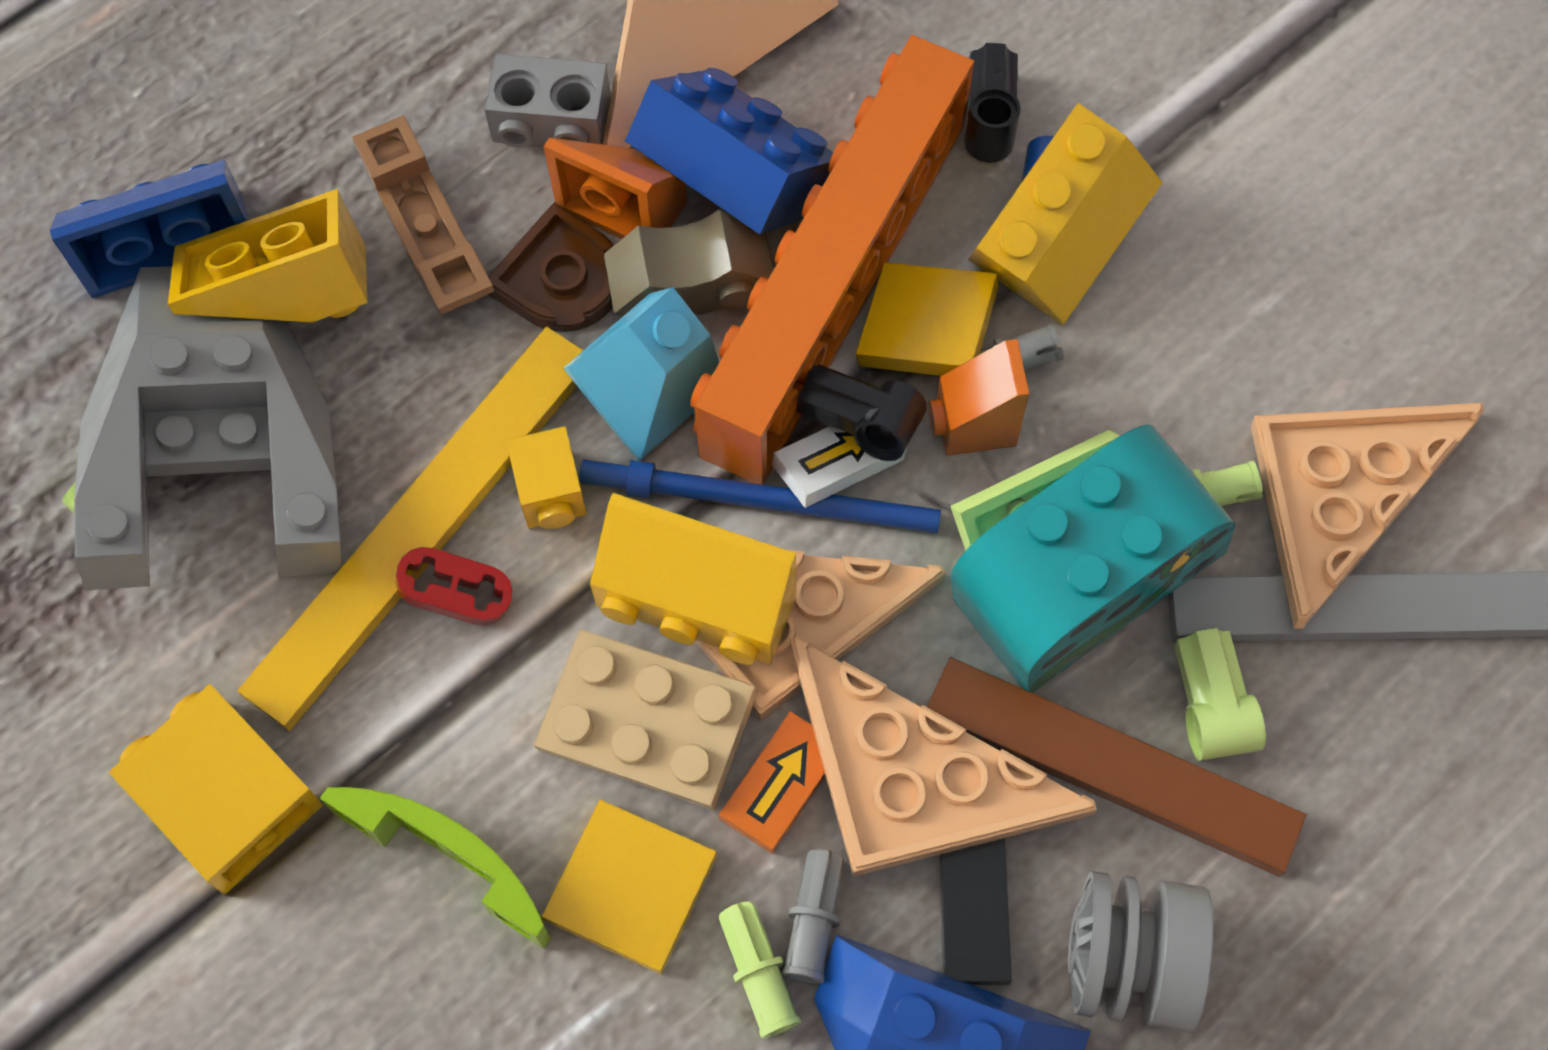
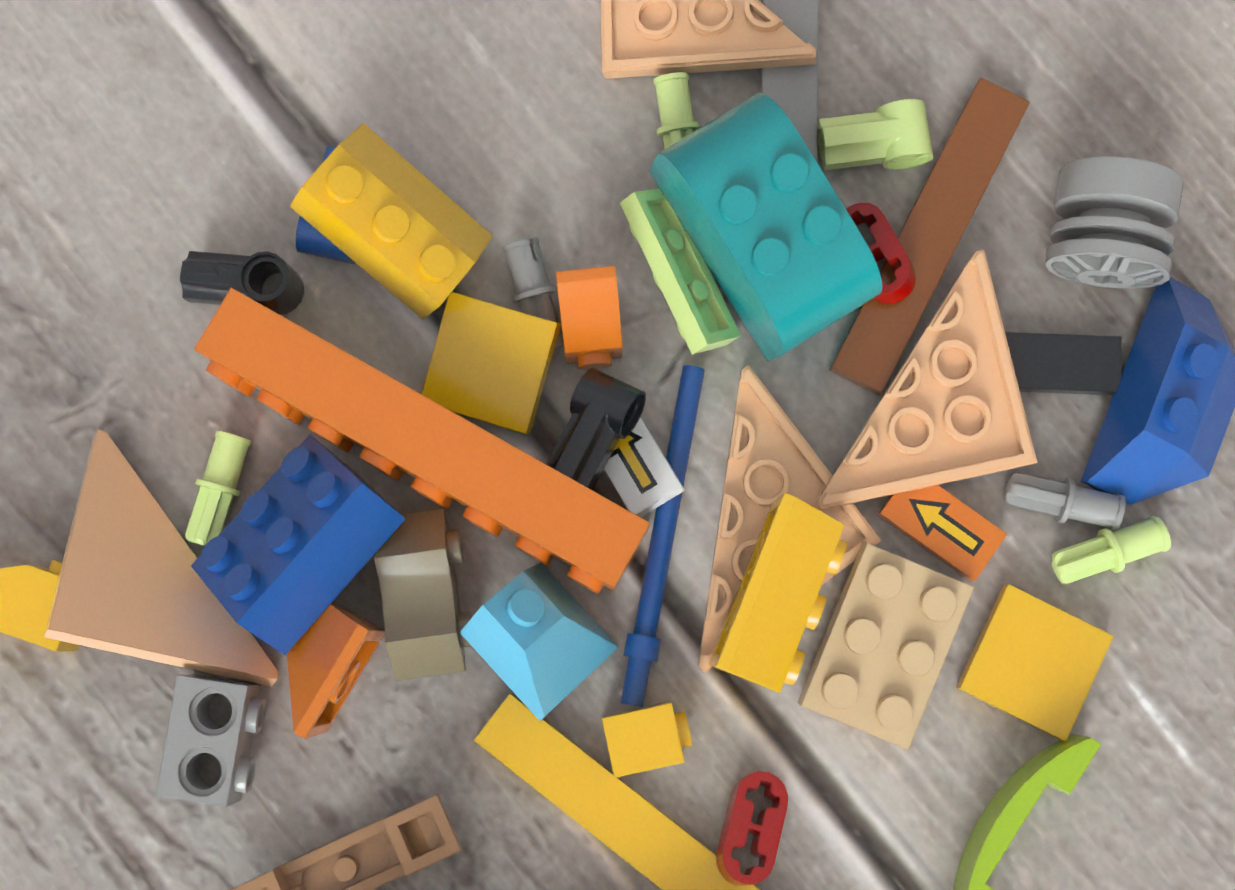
camera: 90 degrees left, 15 degrees up
(556, 273) = (406, 730): reddish brown tile -> none
(794, 97) = (217, 487): none -> yellowish green axle
(1087, 705) = (886, 247): none -> red beam

